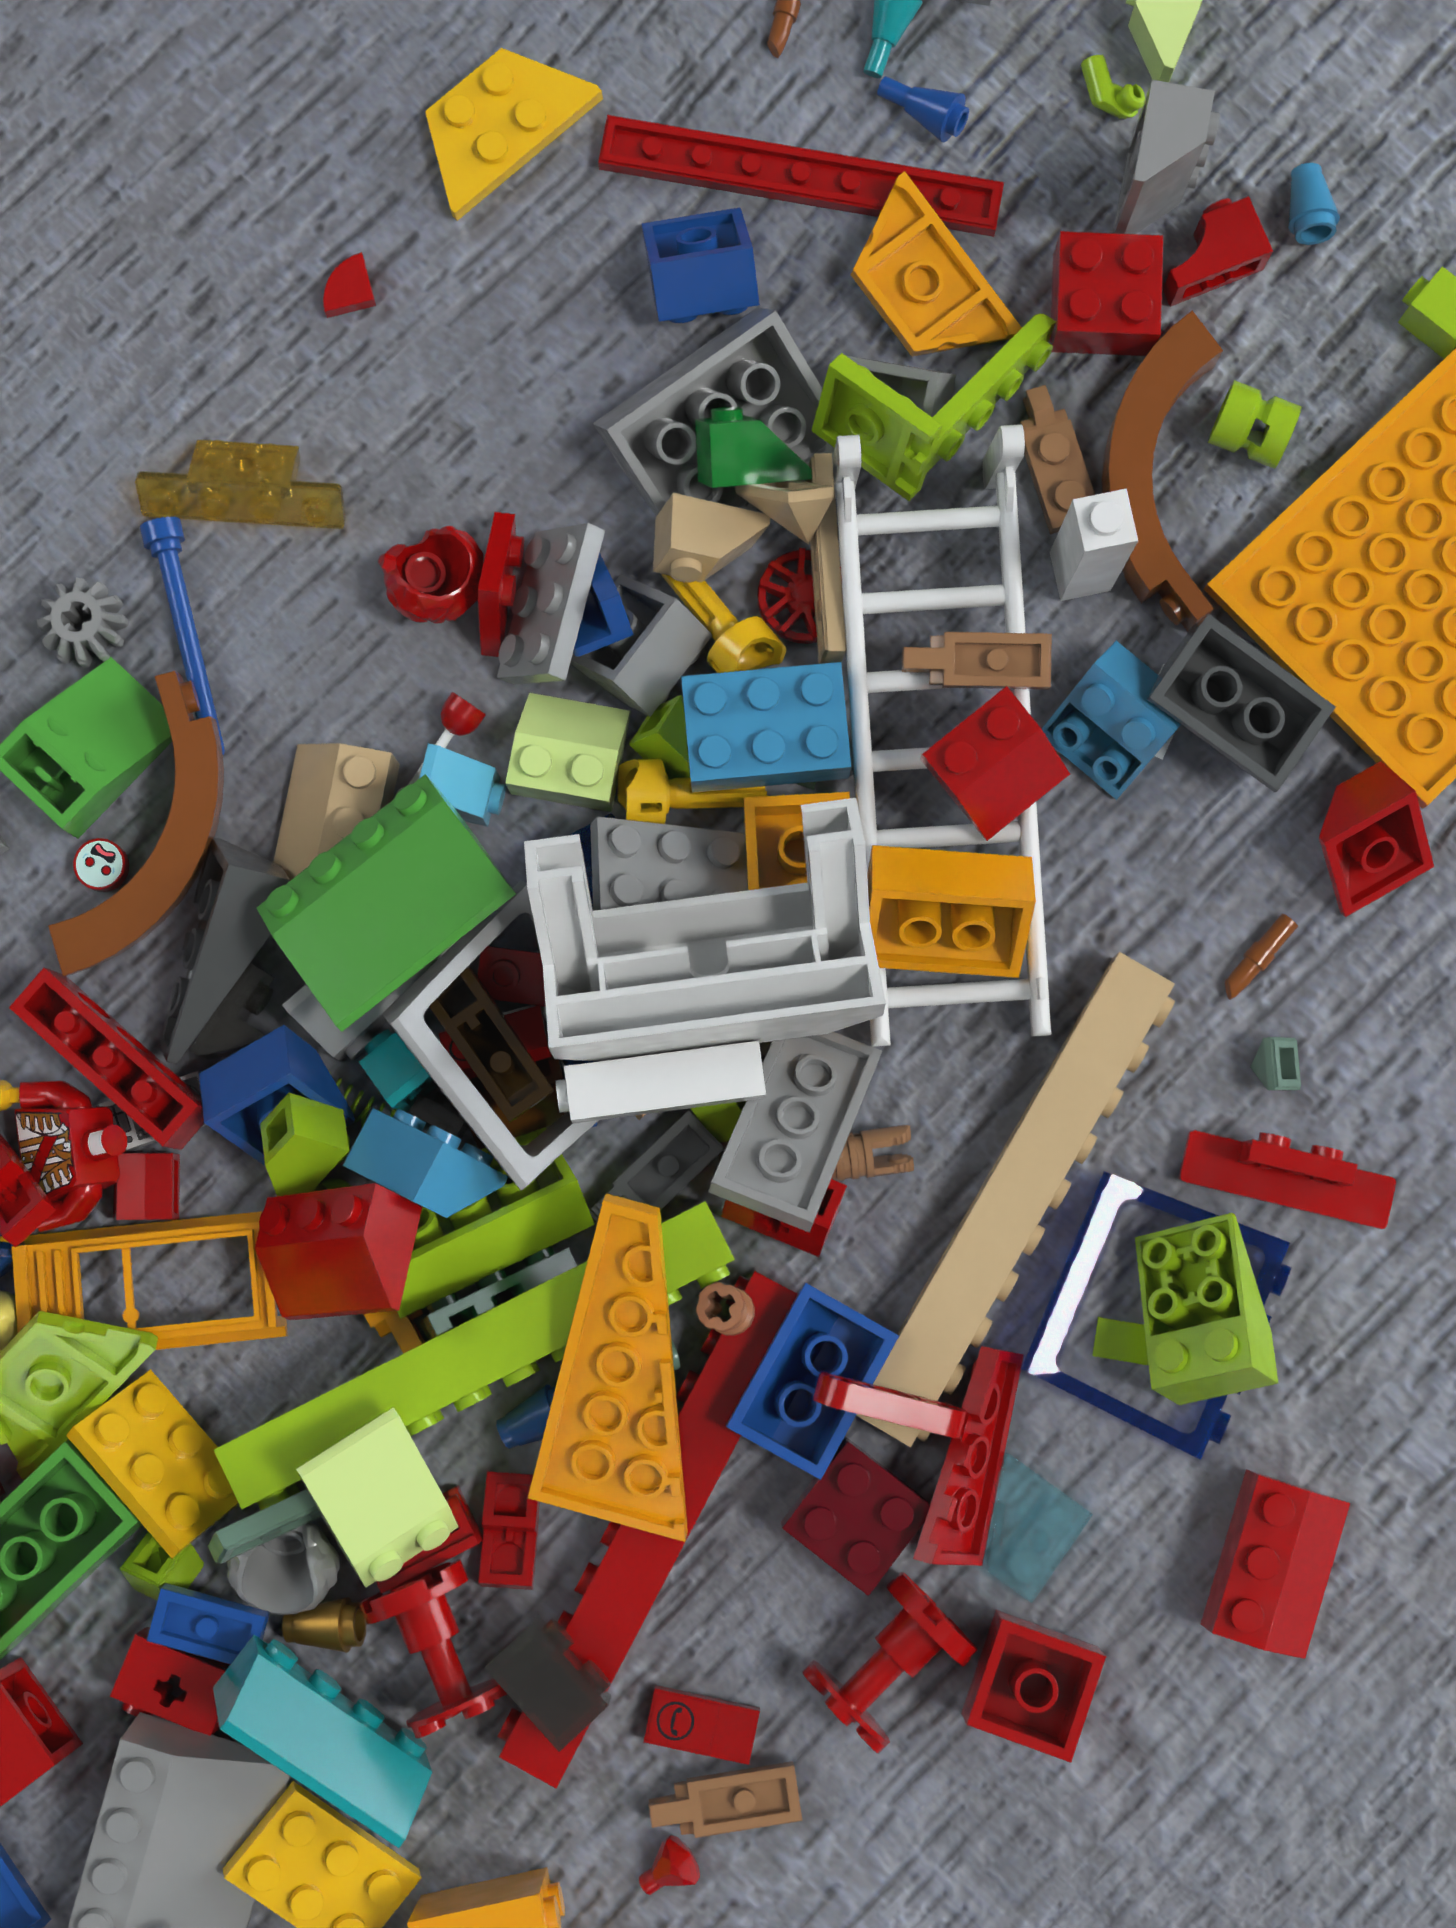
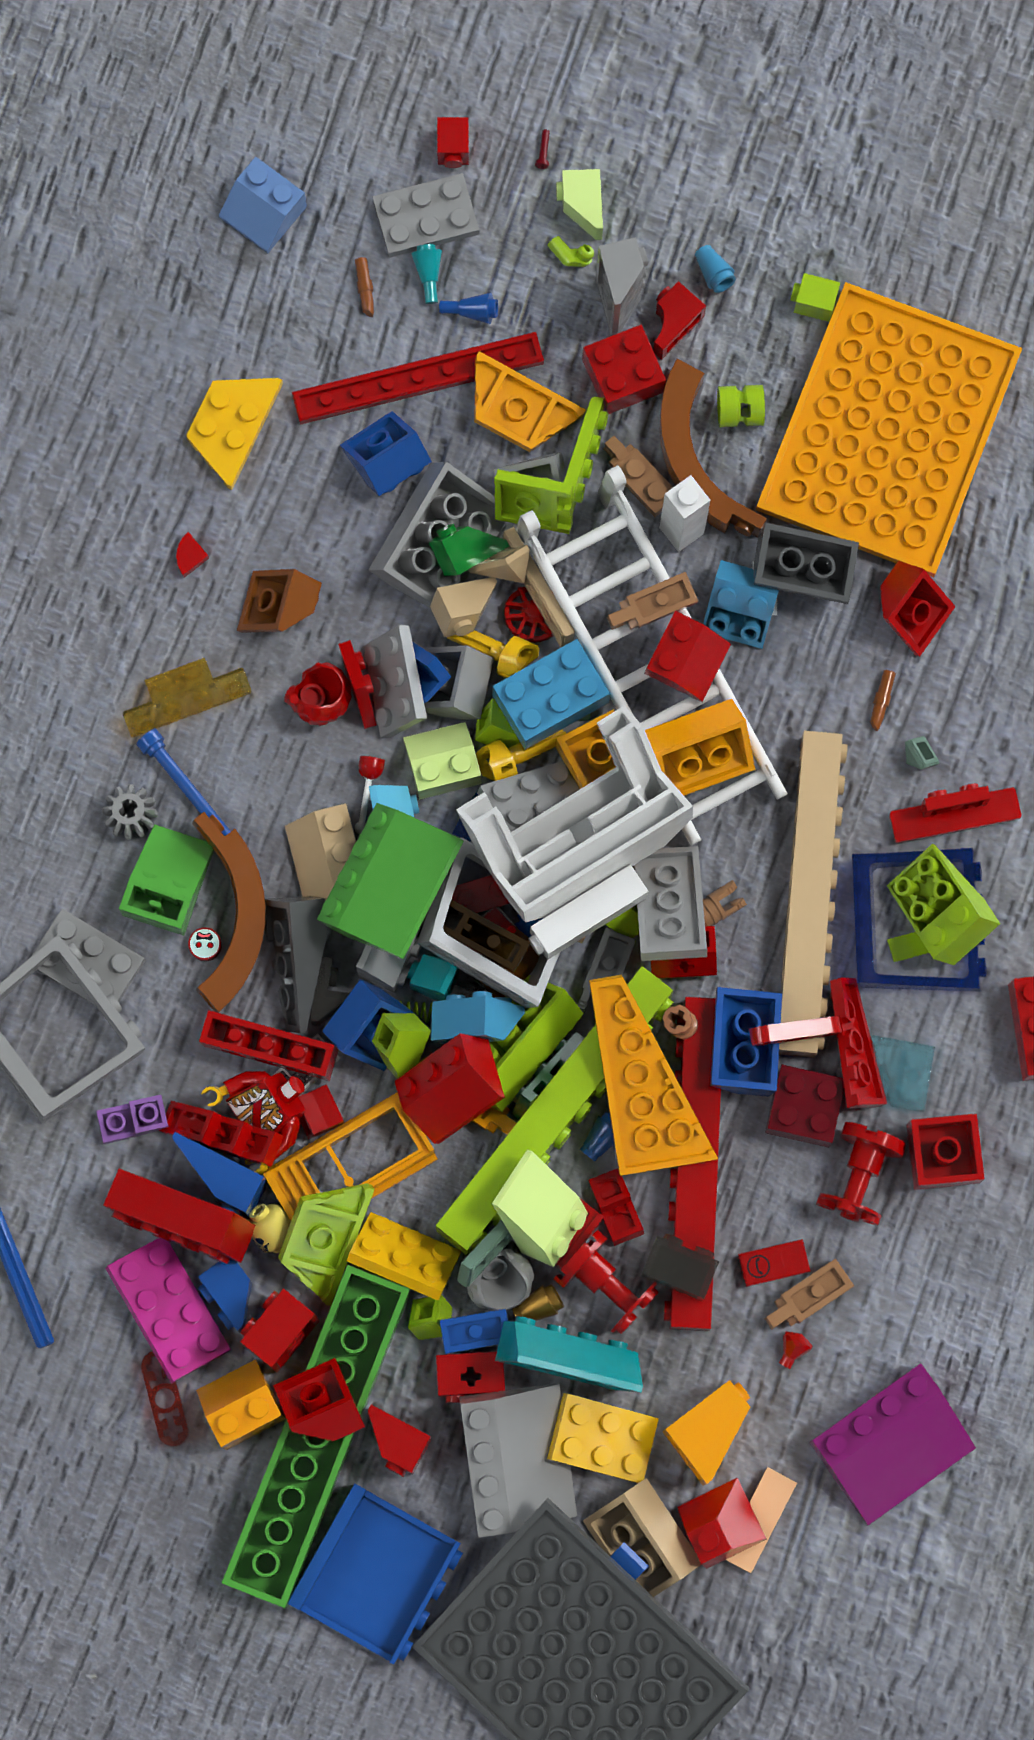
camera: 30 degrees left, 5 degrees down
(442, 410) = (278, 600): none -> dark orange slope

